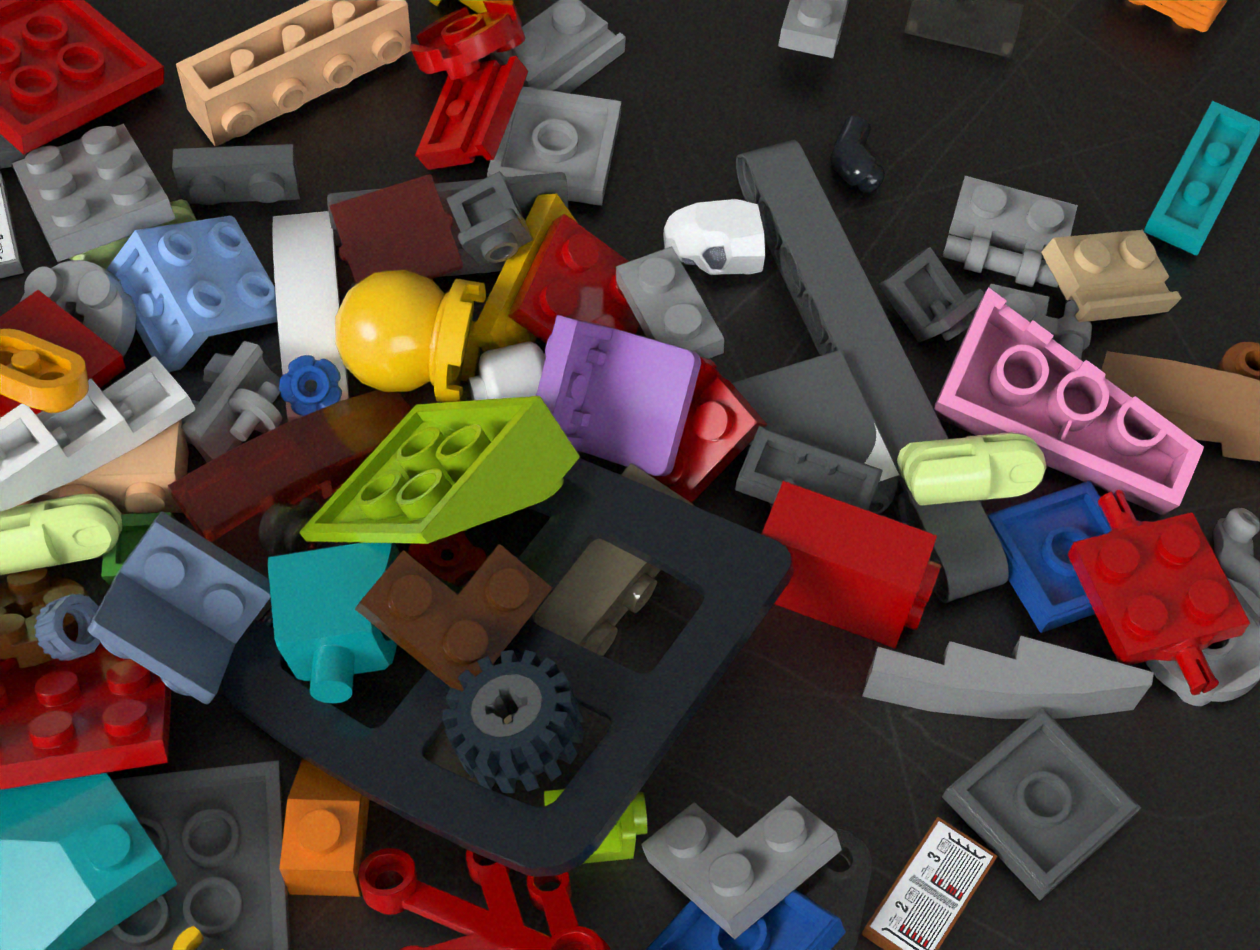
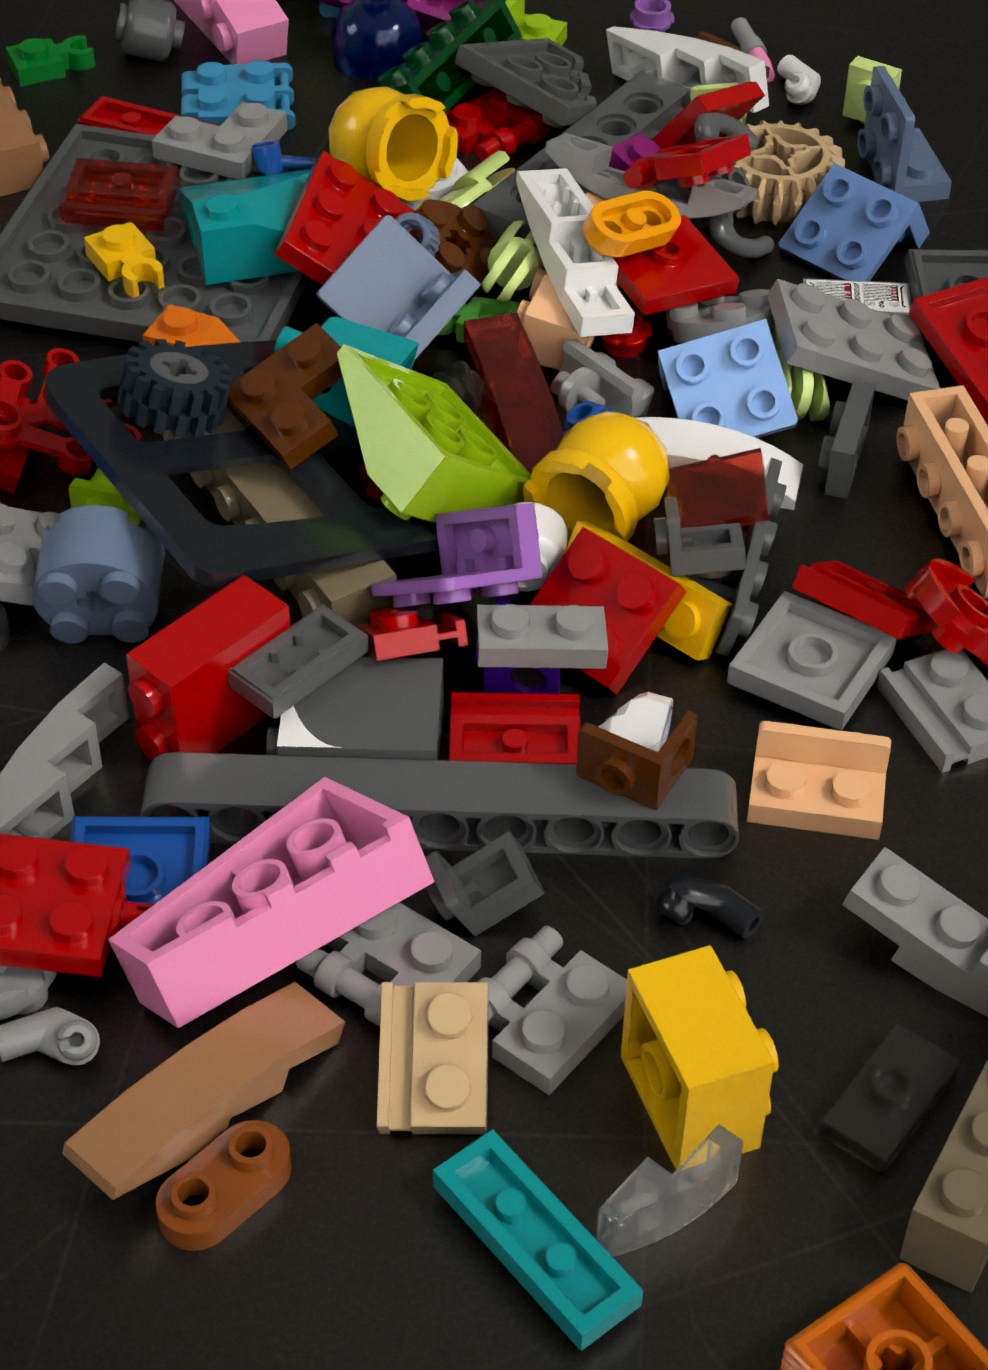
camera: 115 degrees right, 15 degrees down
(695, 115) = (819, 779): none -> light nougat bracket
(756, 325) = (514, 727): none -> red plate
(758, 740) = (98, 575): none -> sand blue brick
(800, 178) = (631, 768): none -> reddish brown bracket
(971, 468) = (240, 776): yellowish green arm -> none
(1038, 97) = (696, 1052): none -> yellow brick
(1147, 114) = (660, 1203): none -> clear slope

